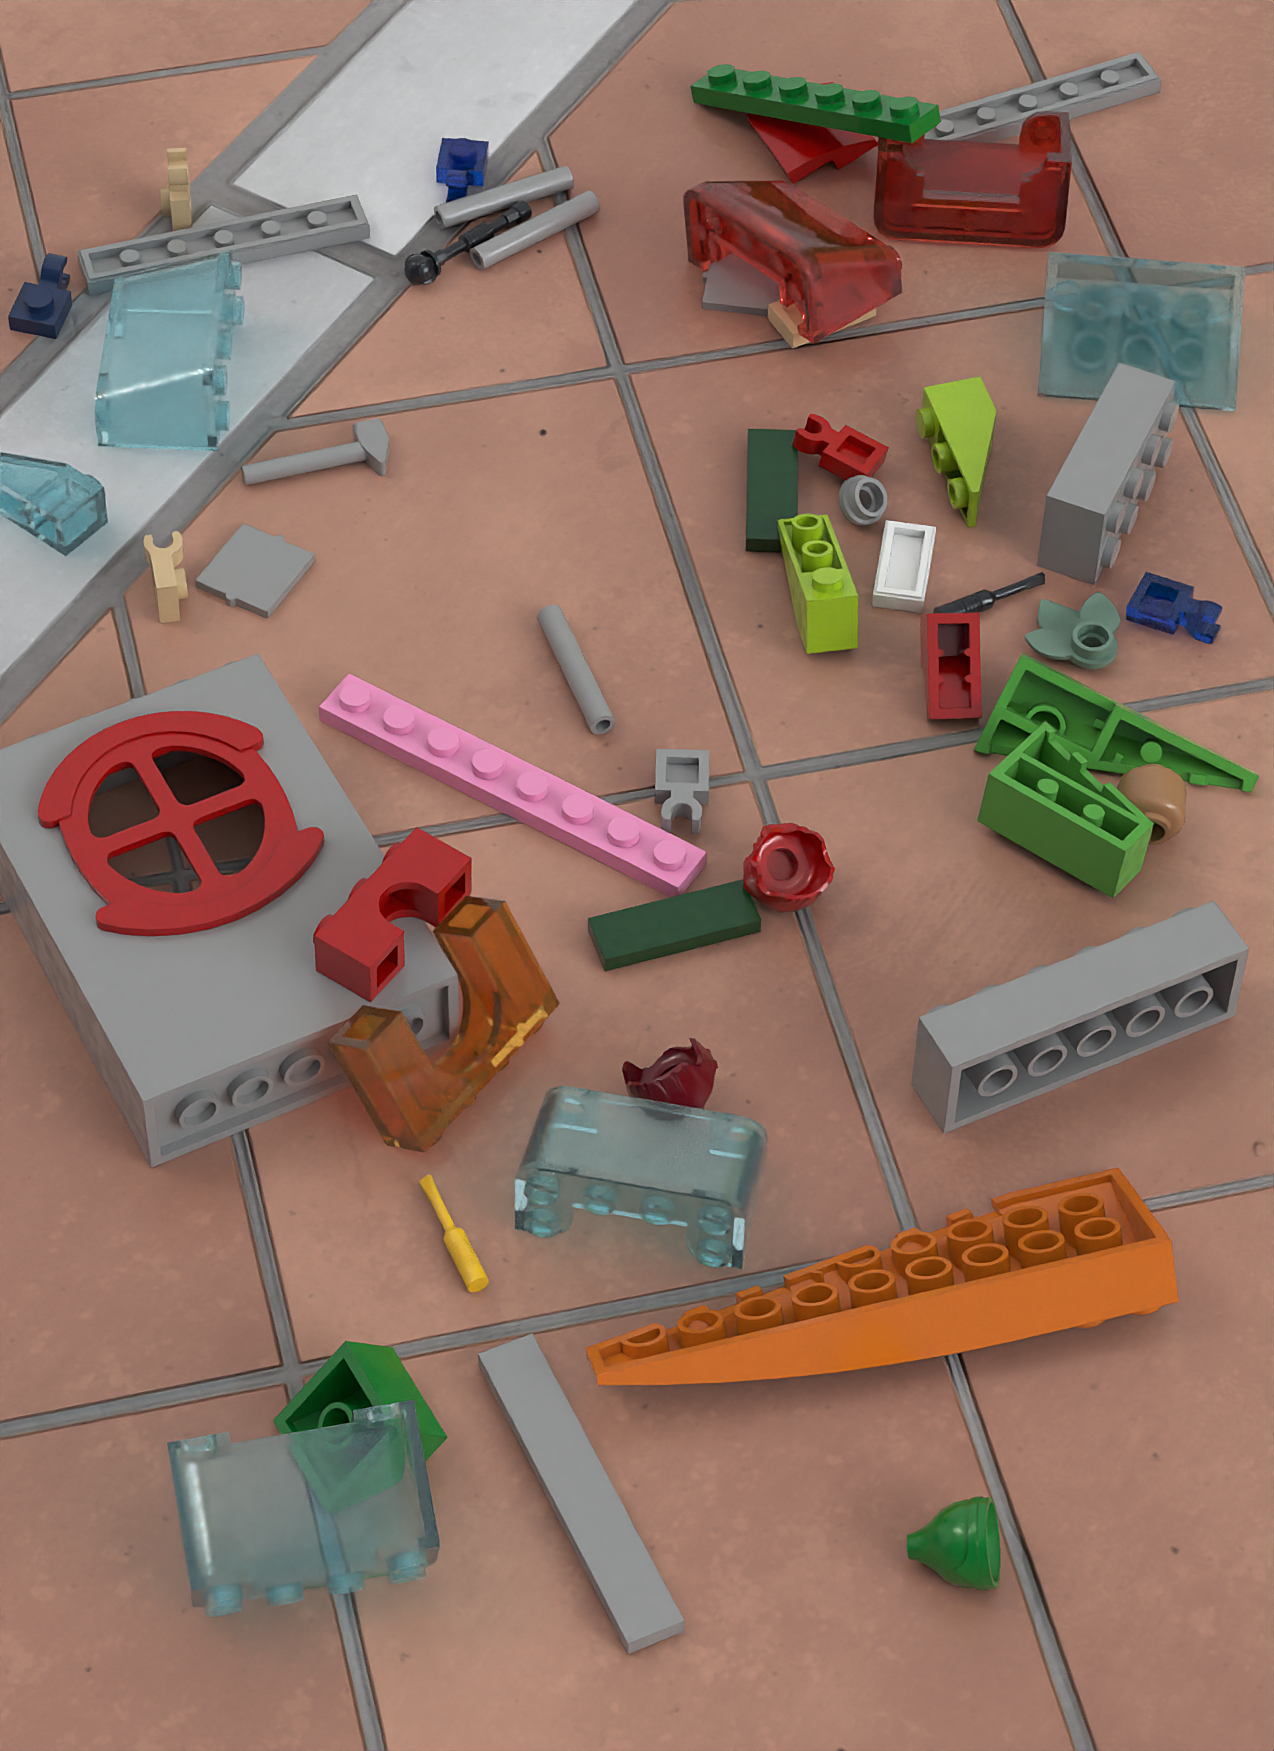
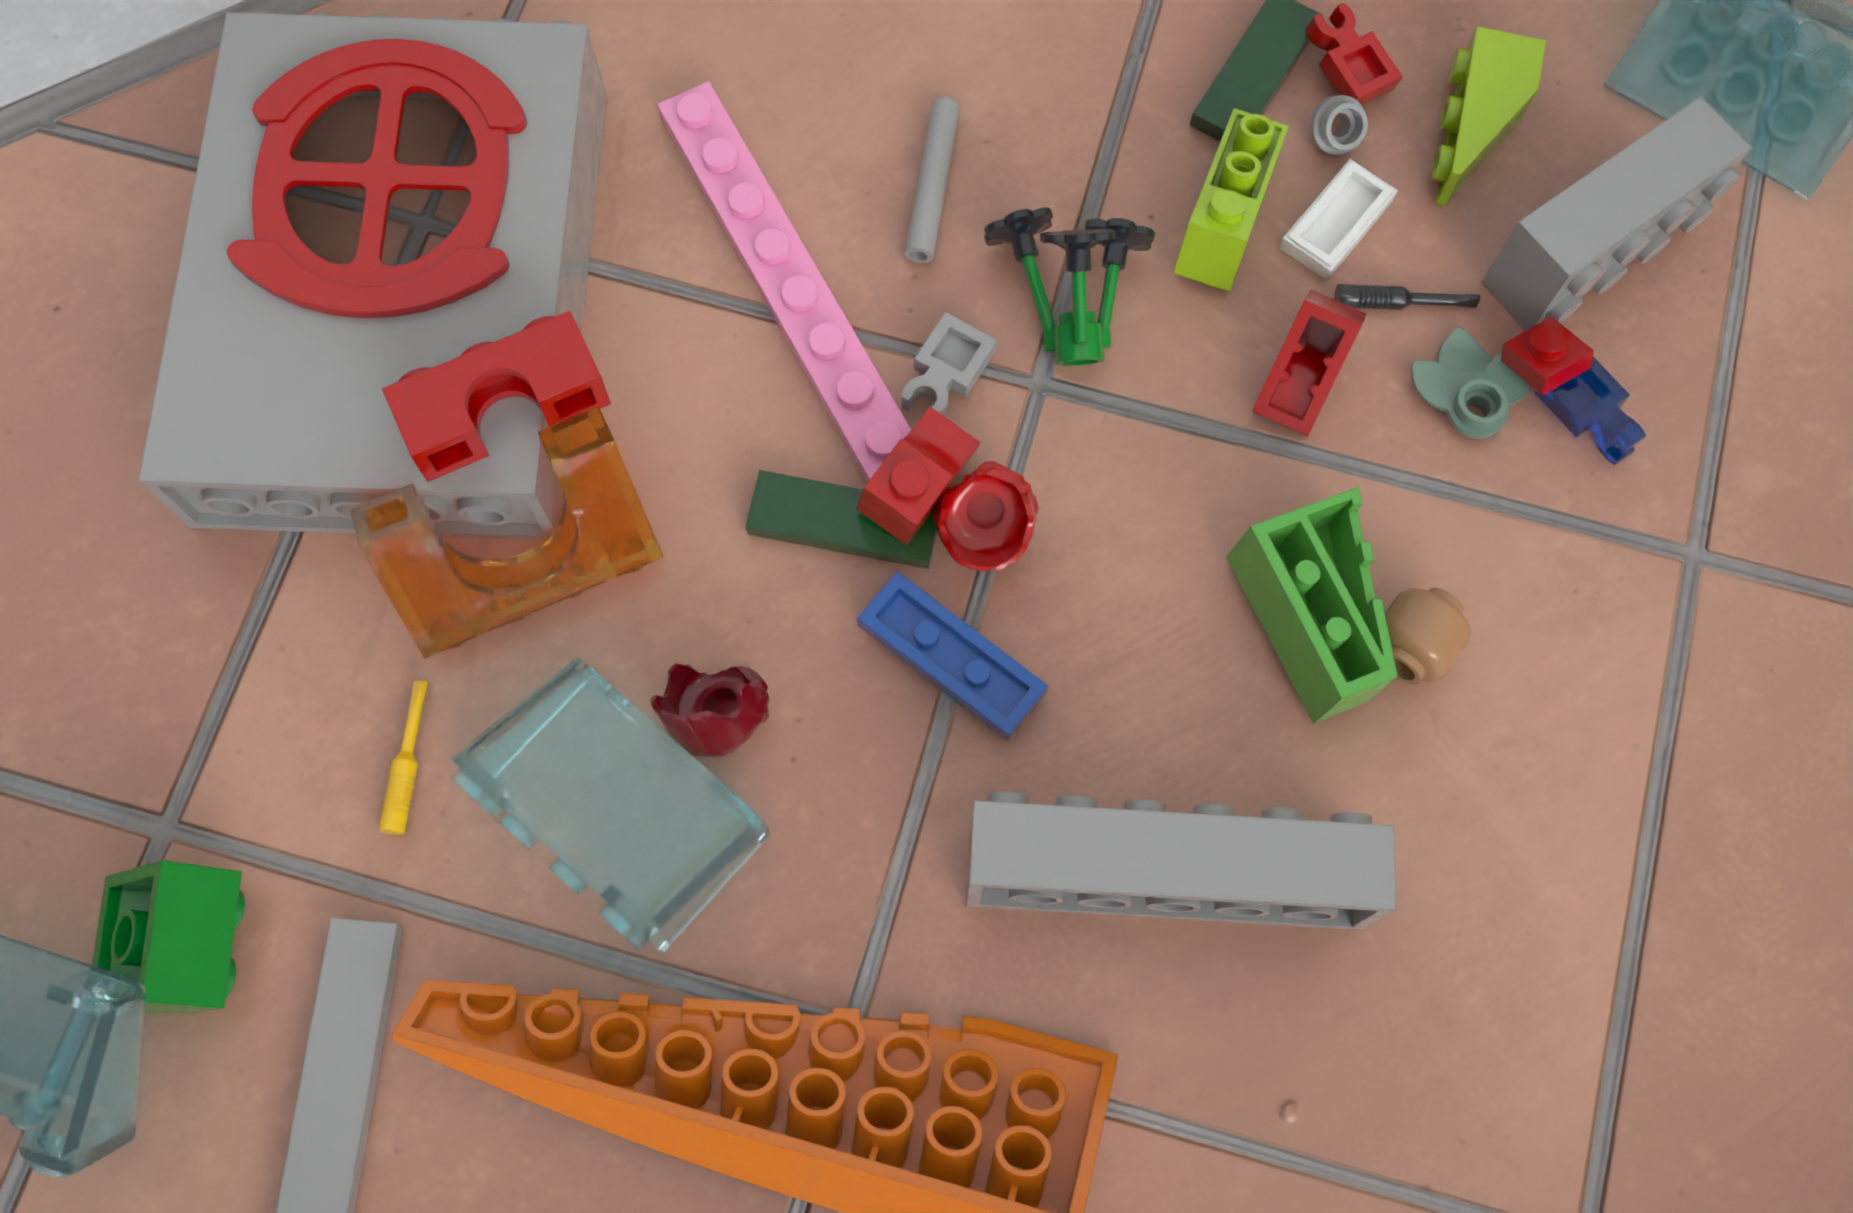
camera: 30 degrees right, 20 degrees up
(718, 863) = (916, 475): none -> red arch
(768, 720) = (1078, 336): none -> plant
(822, 972) = (952, 655): none -> blue plate
(1099, 729) = (1423, 515): bright green wedge -> none
(1119, 585) = (1547, 355): none -> red plate

